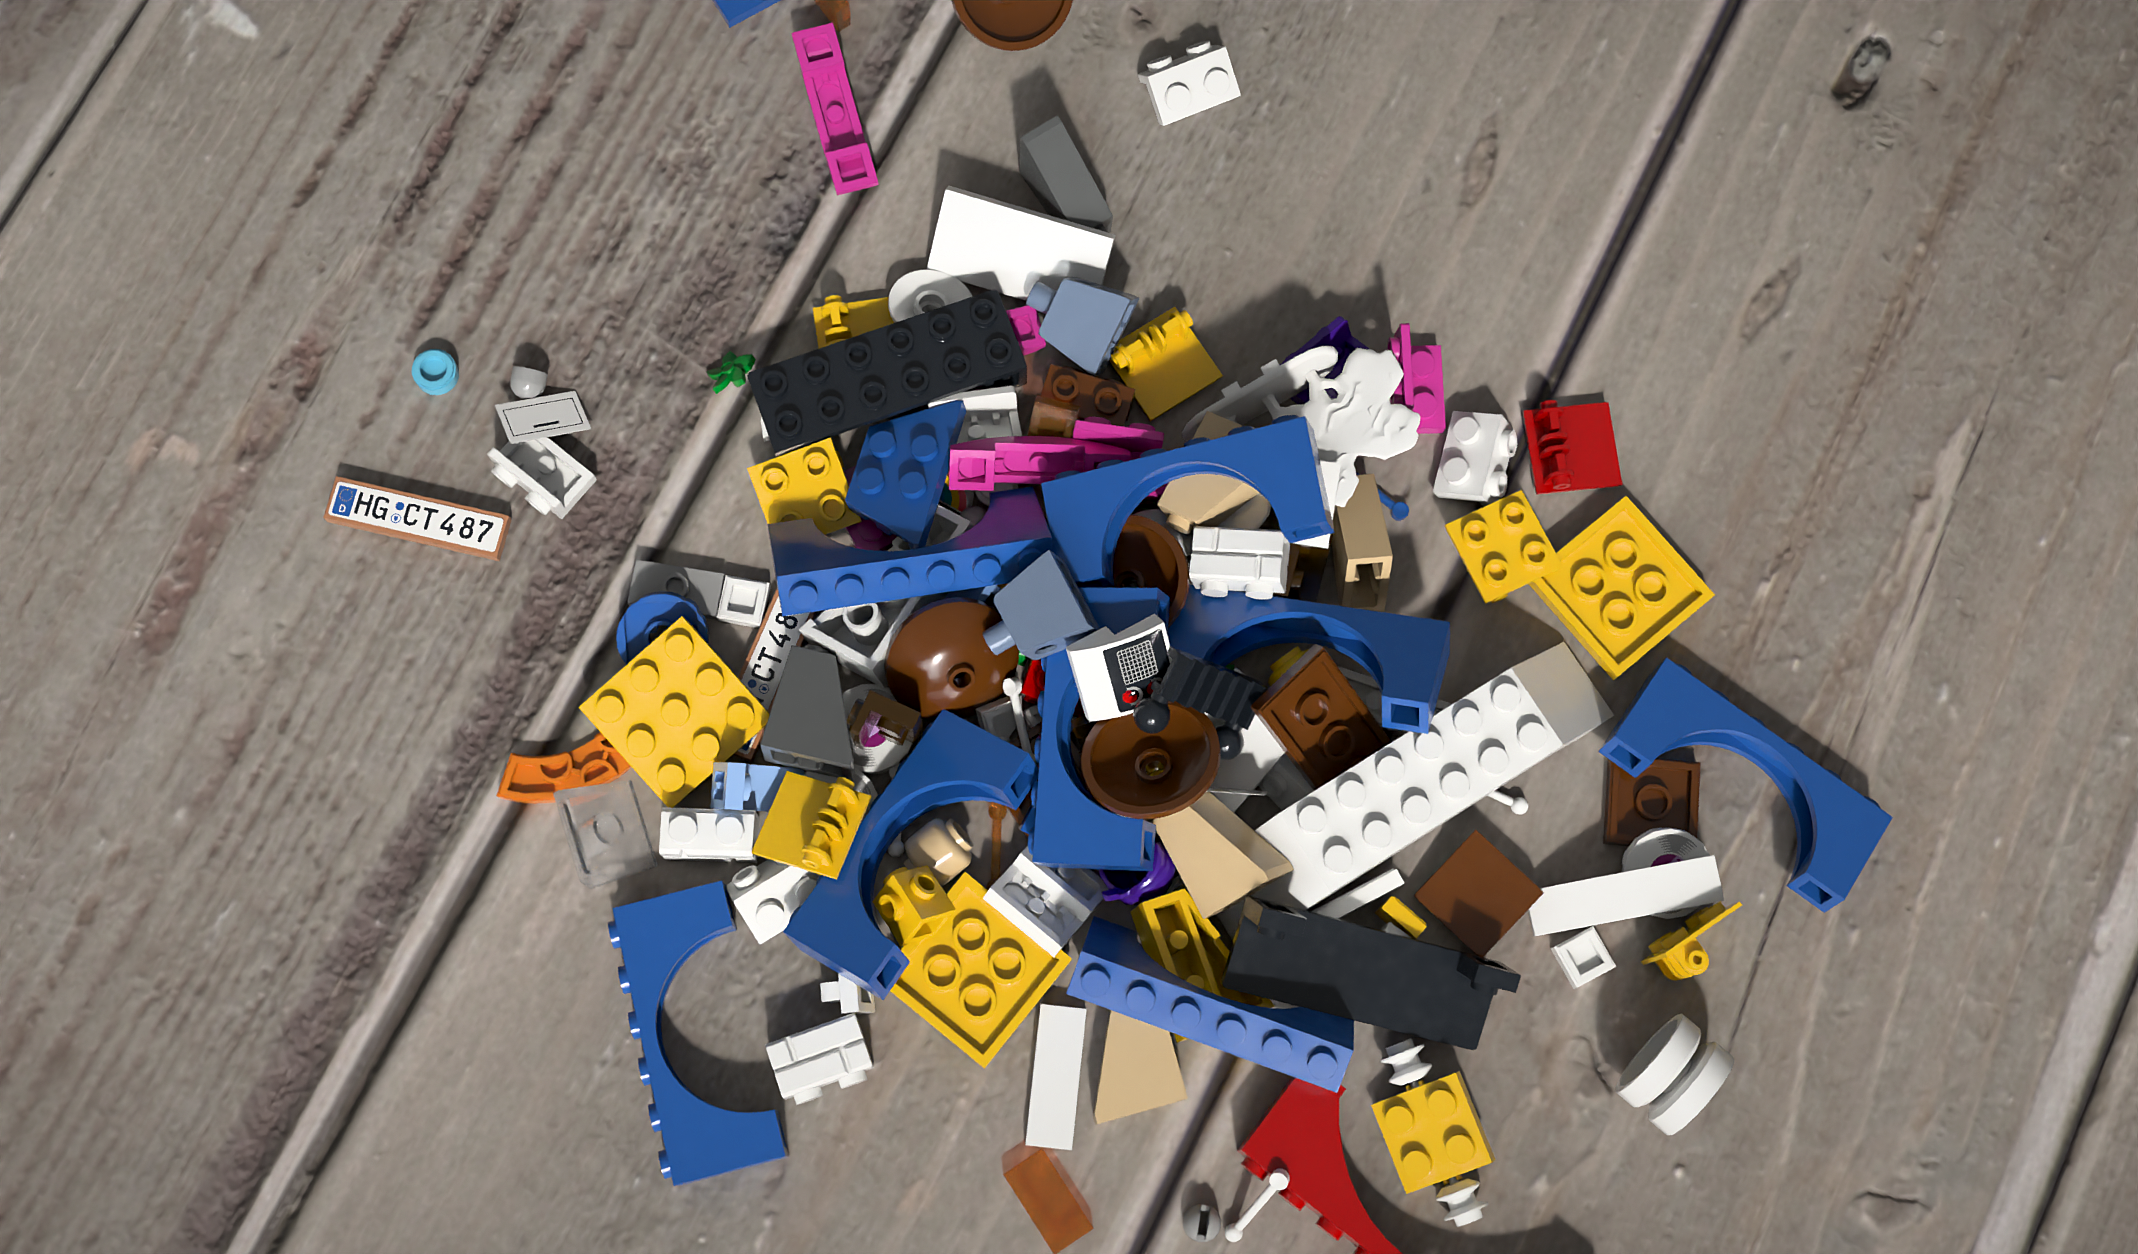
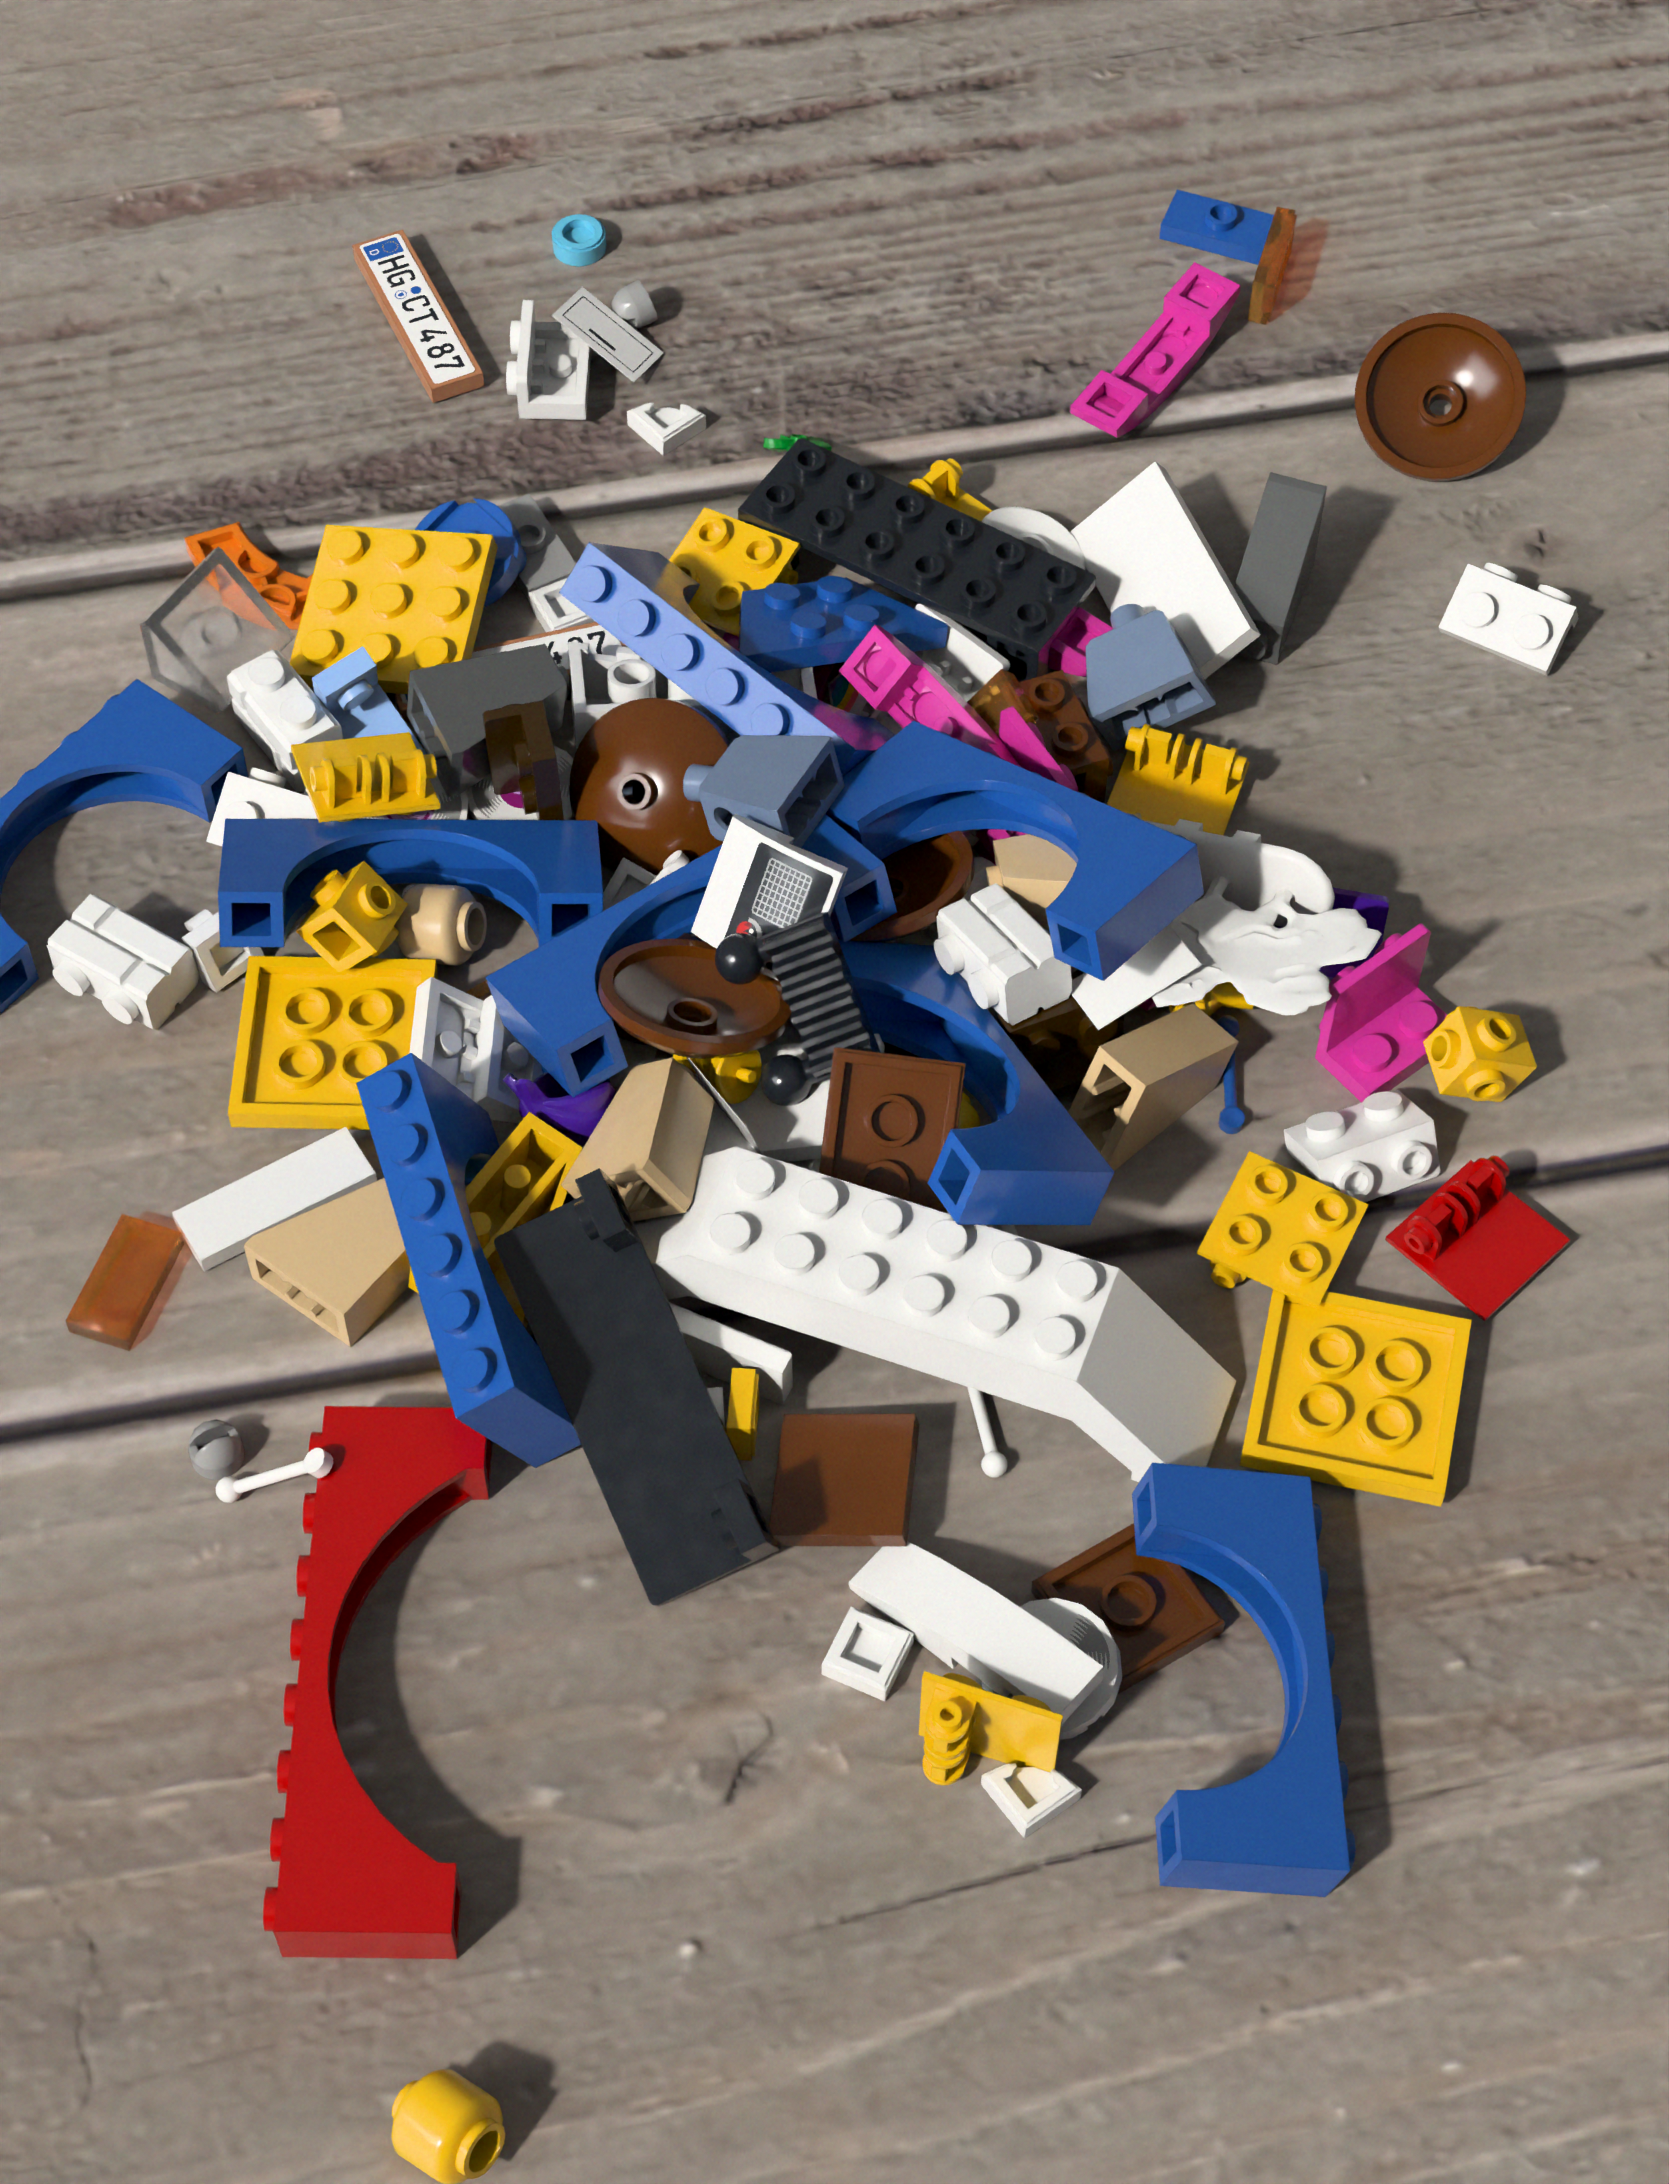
camera: 60 degrees right, 20 degrees down
(641, 435) = (666, 426): none -> white tile
(1433, 1133) = (509, 1613): yellow plate -> none
(1473, 353) = (1479, 1054): none -> yellow brick
(1675, 1074) = (793, 1817): white wheel -> none
(1724, 936) = (1030, 1795): none -> white tile

